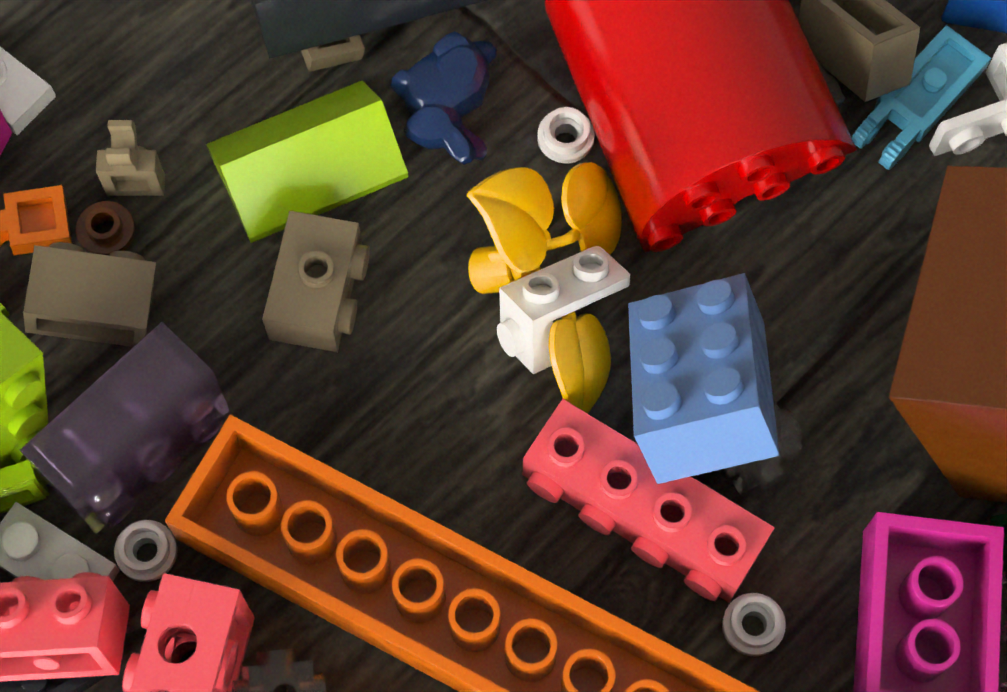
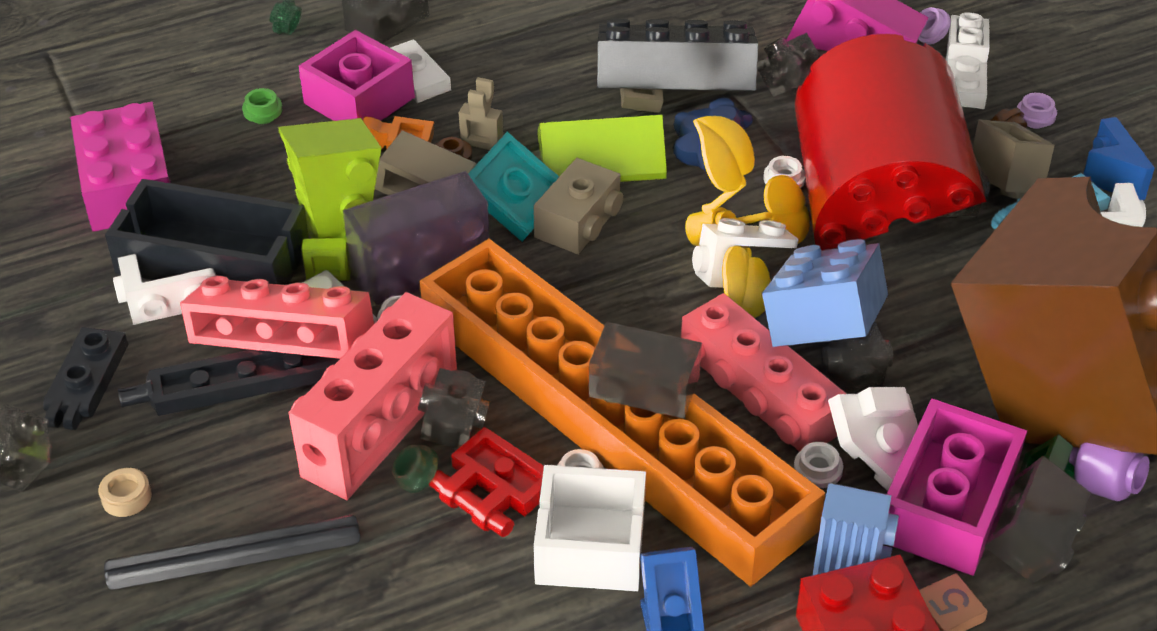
camera: 20 degrees right, 25 degrees down
(215, 277) = (512, 184): none -> teal plate
(525, 615) = (645, 369): none -> clear smoke brick
(816, 559) = (875, 427): none -> white plate

